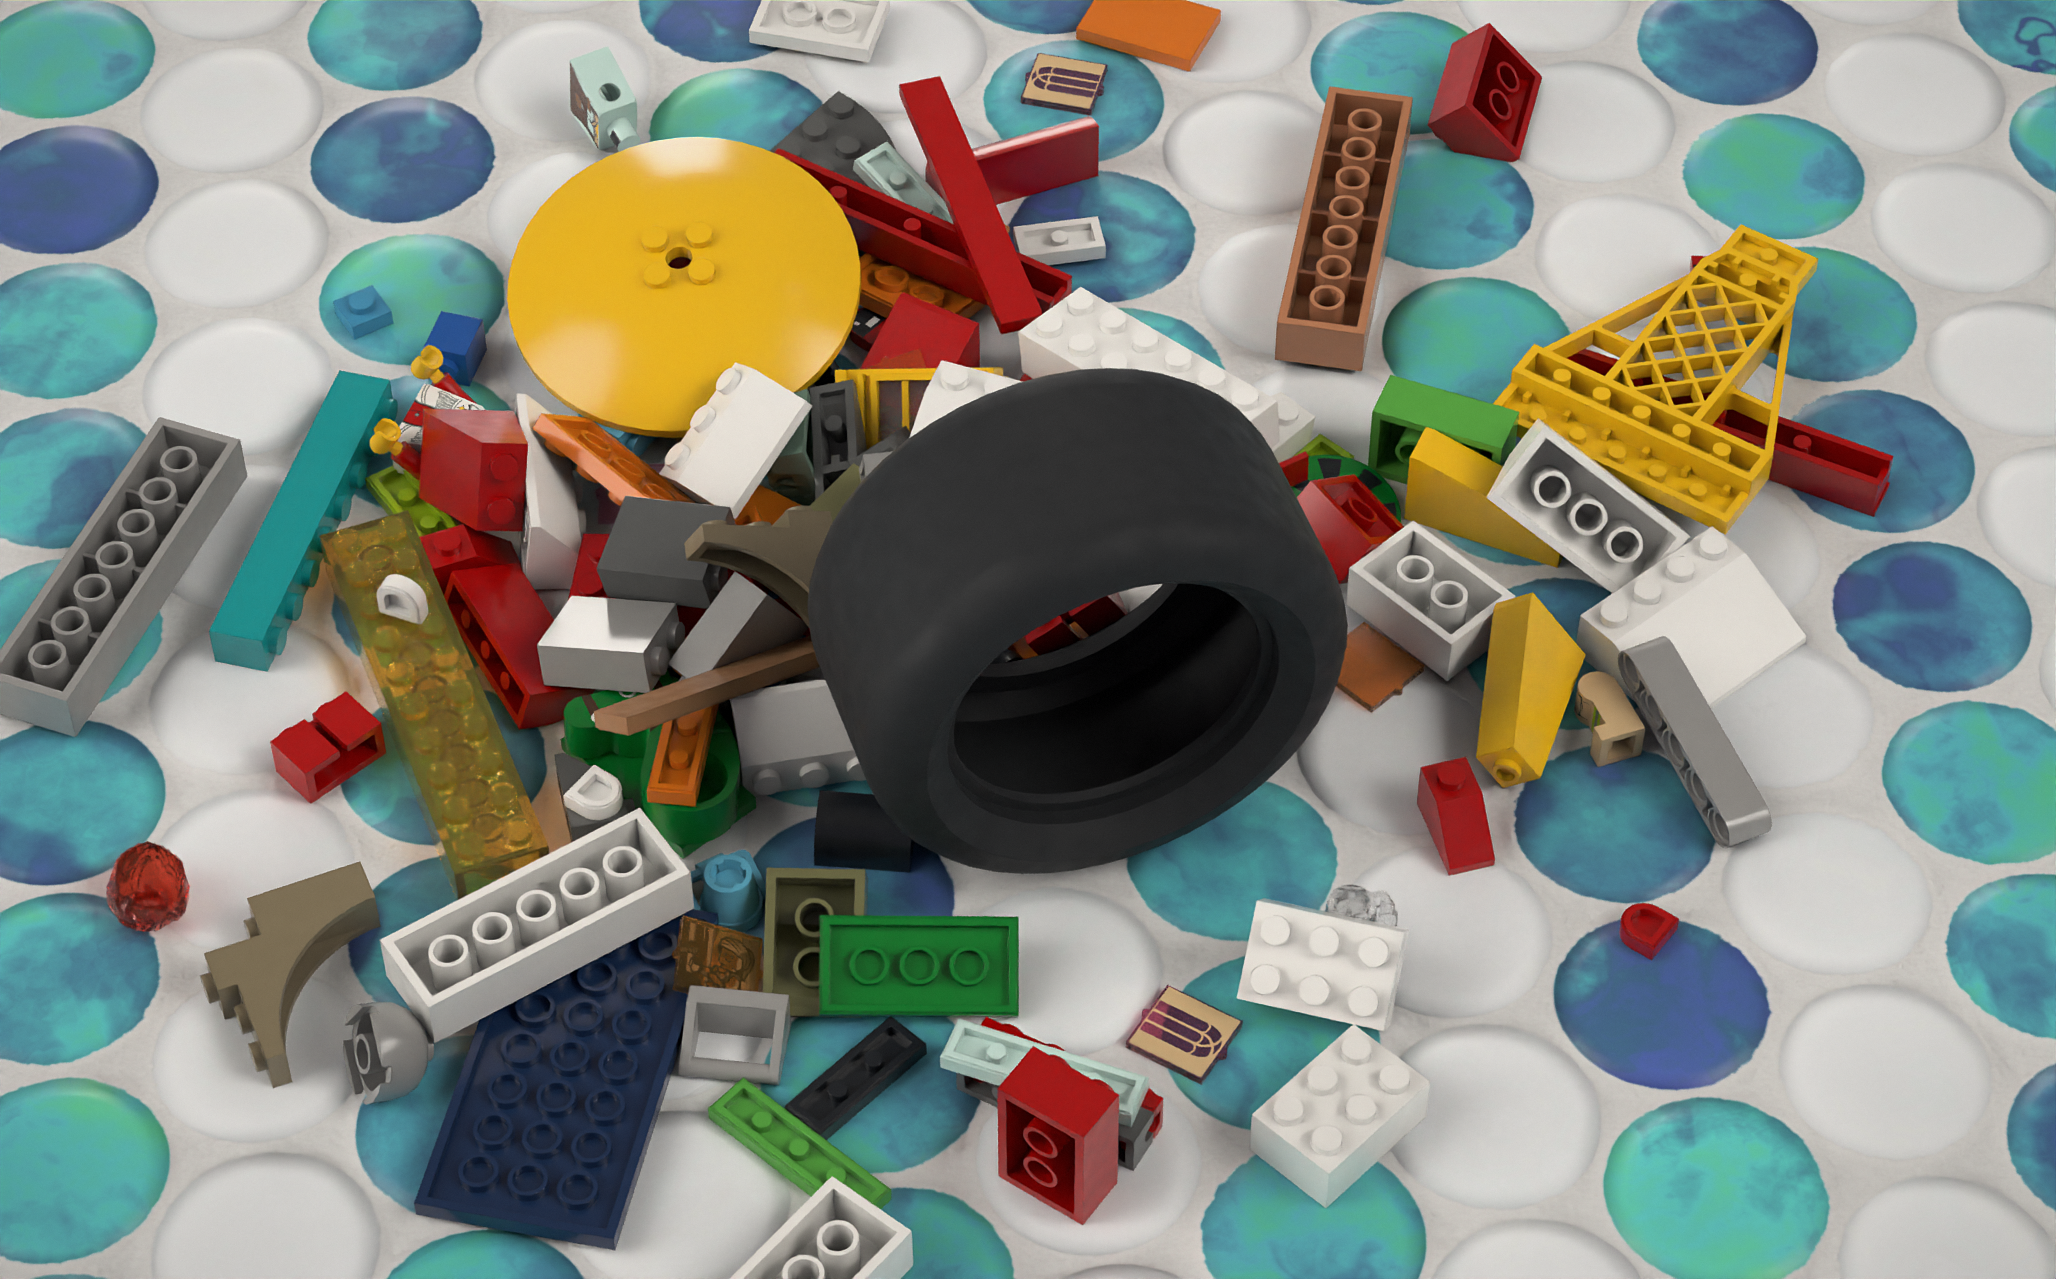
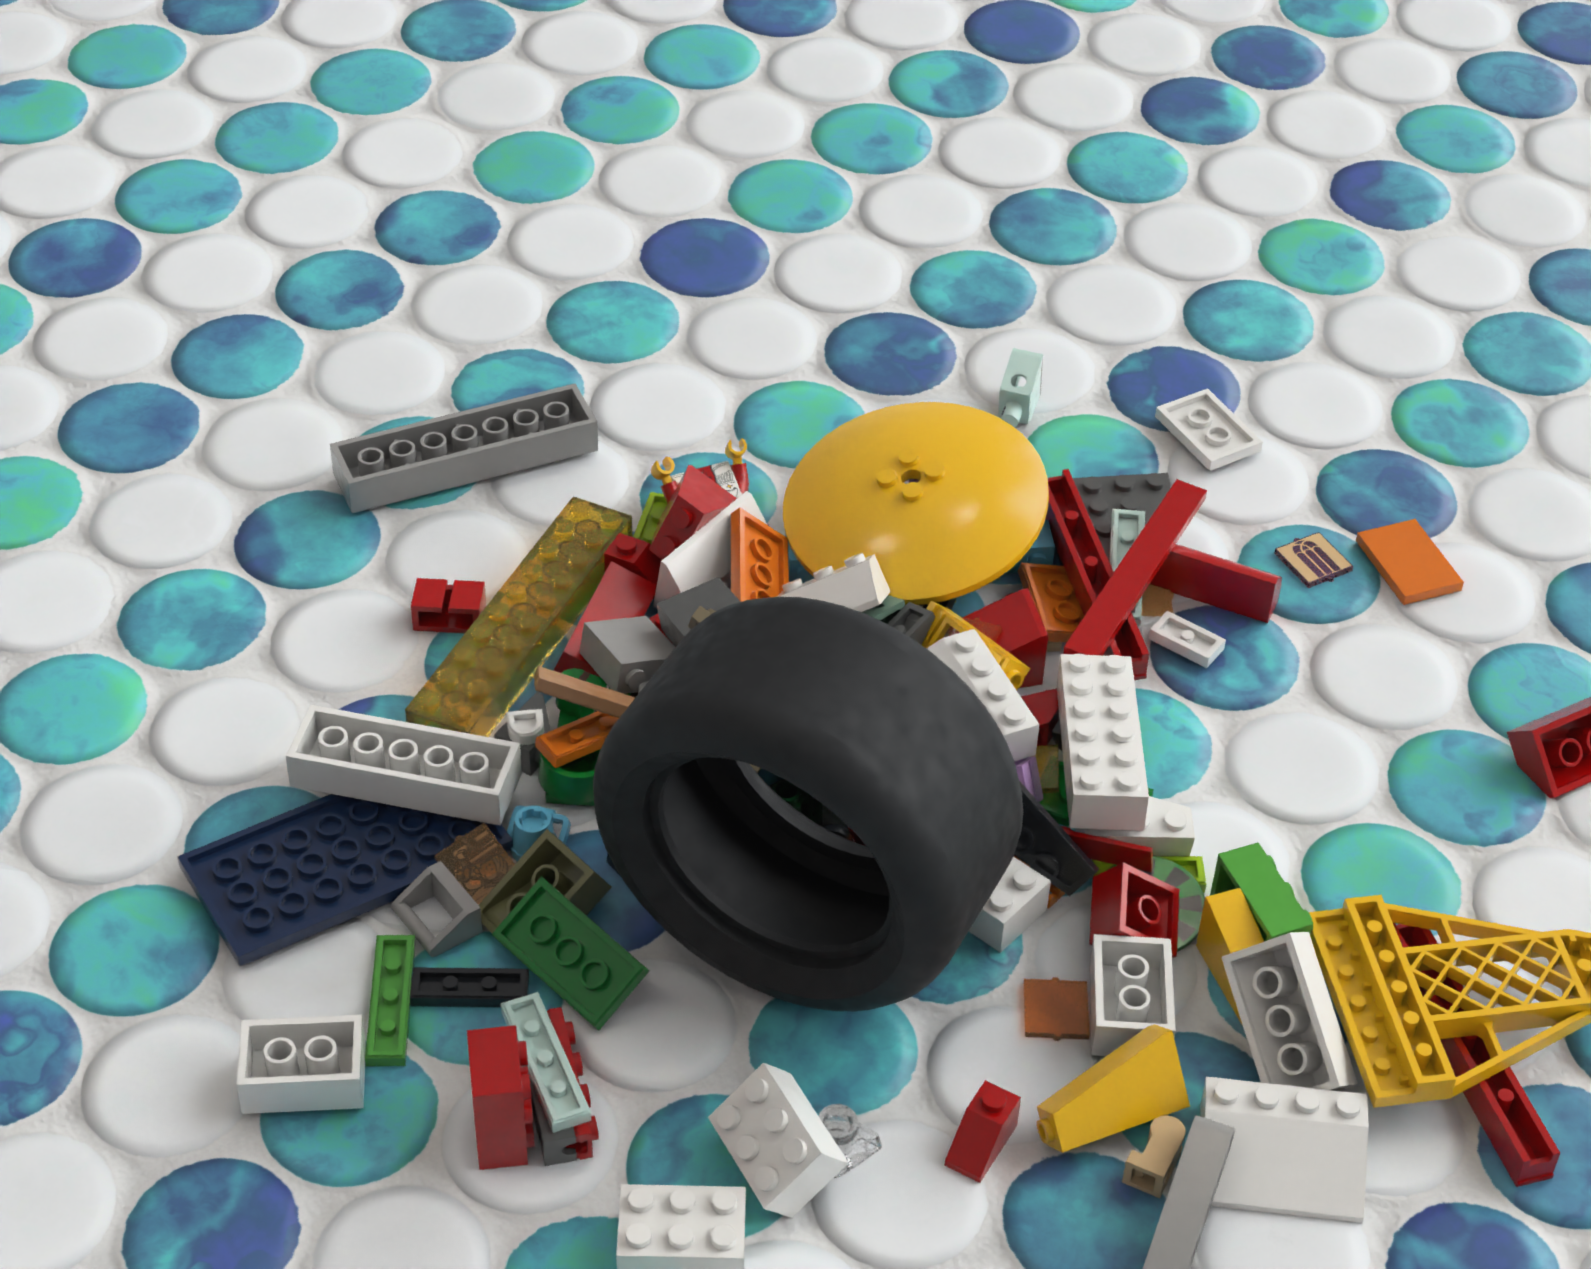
camera: 45 degrees right, 5 degrees down
(147, 887) = (274, 605): clear red hair -> none
(286, 943) = (271, 690): dark tan arch -> none
(310, 503) = (604, 481): teal brick -> none
(363, 312) = (763, 412): dark azure plate -> none
(386, 1051) = (264, 772): light grey cylinder -> none
(402, 599) = (555, 552): white tile -> none
(461, 344) = (776, 459): blue brick -> none
(1184, 1034) = (671, 1118): piece -> none
(1344, 229) = (1368, 751): nougat brick -> none

